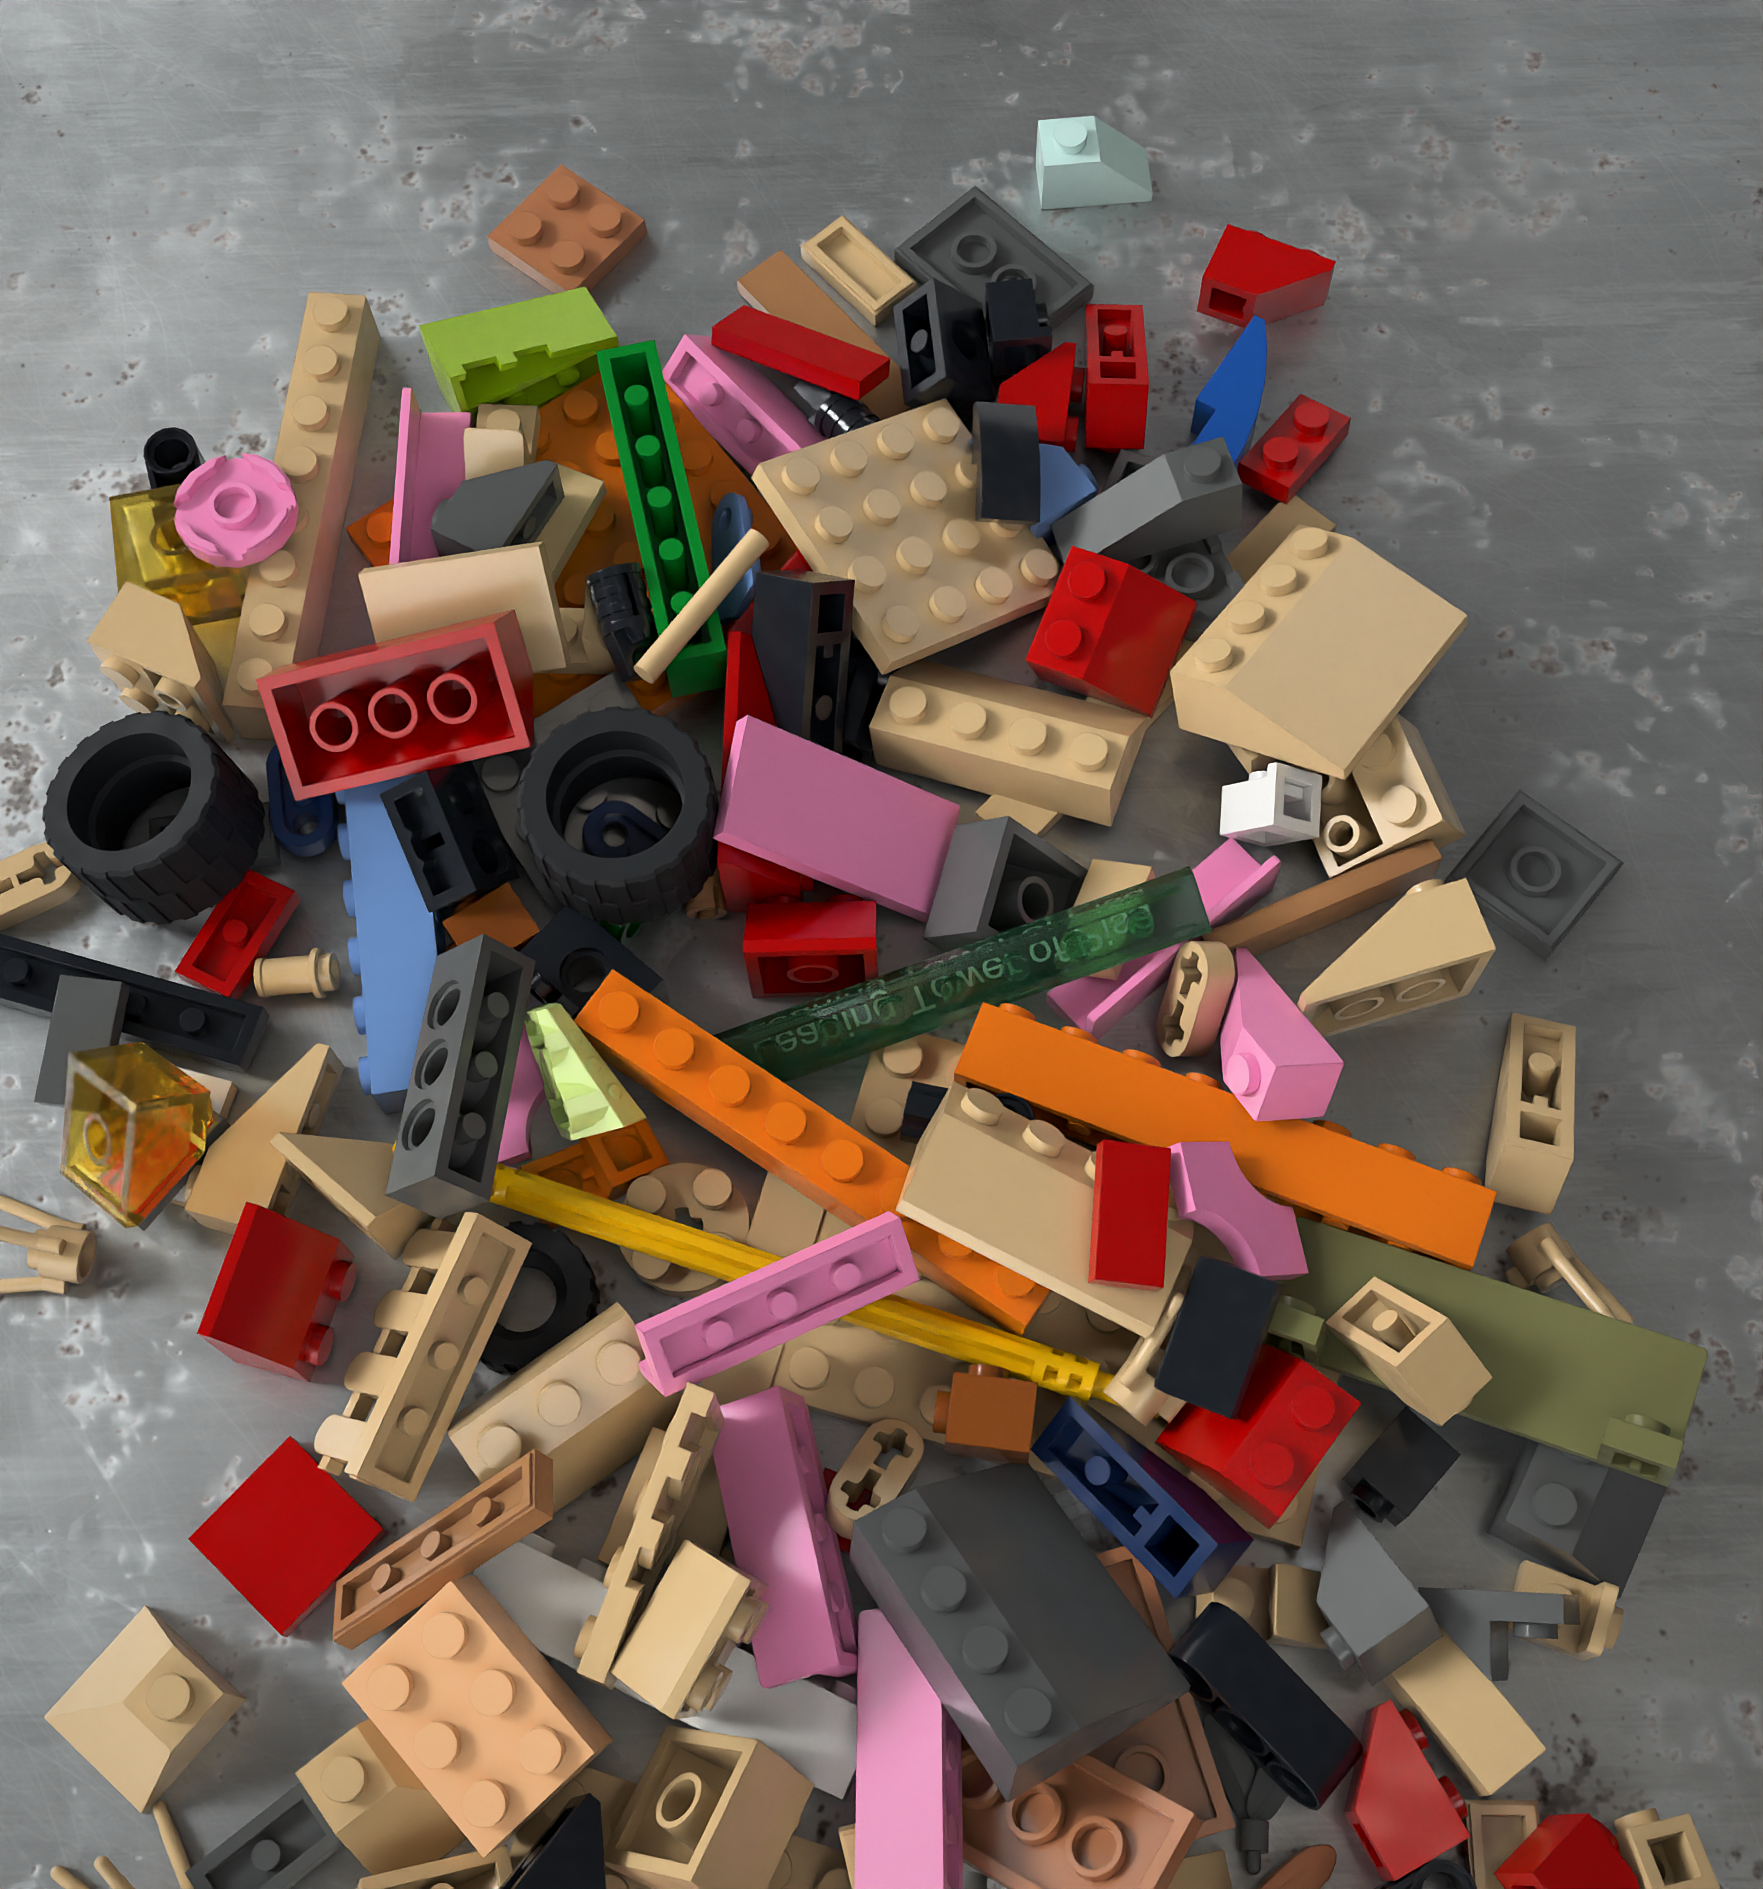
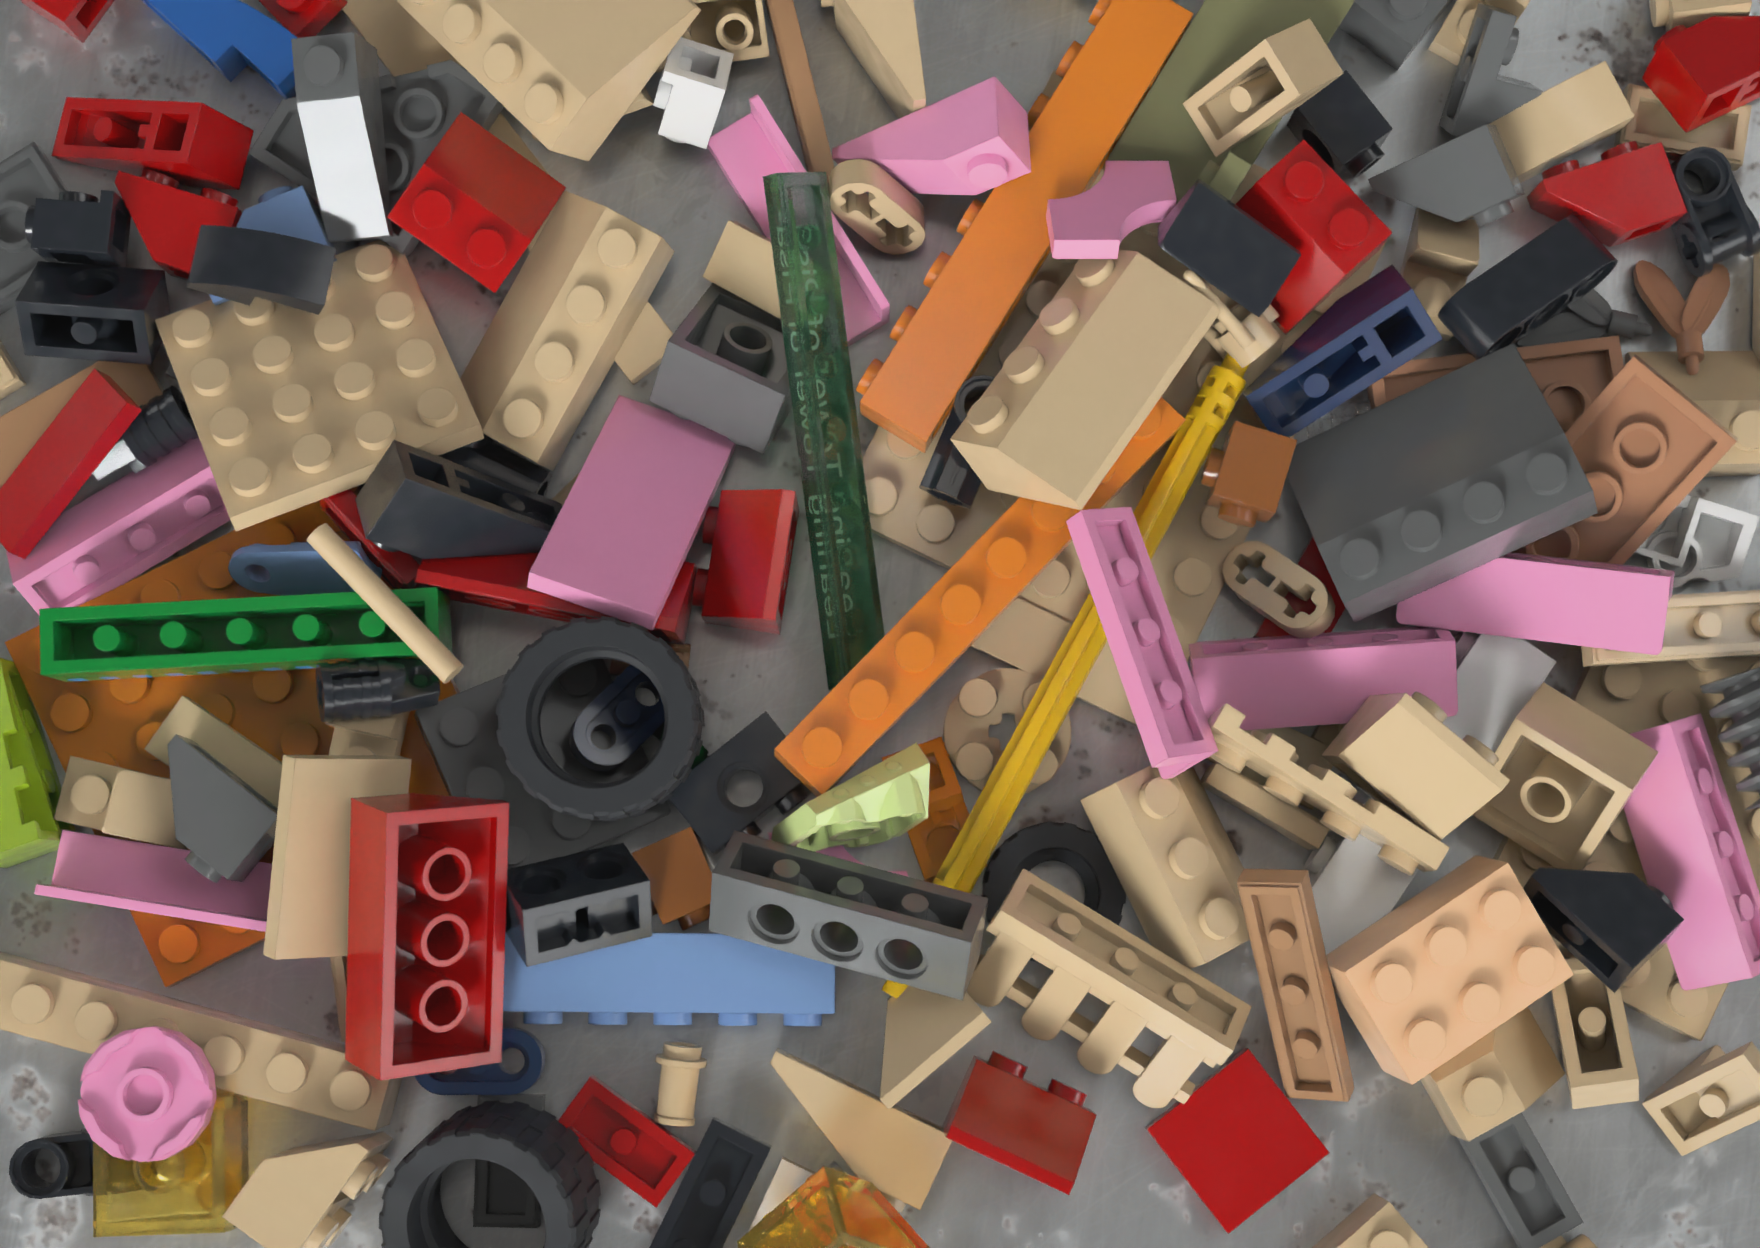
camera: 85 degrees left, 15 degrees up
(1130, 1215) = (1115, 299): red tile -> none

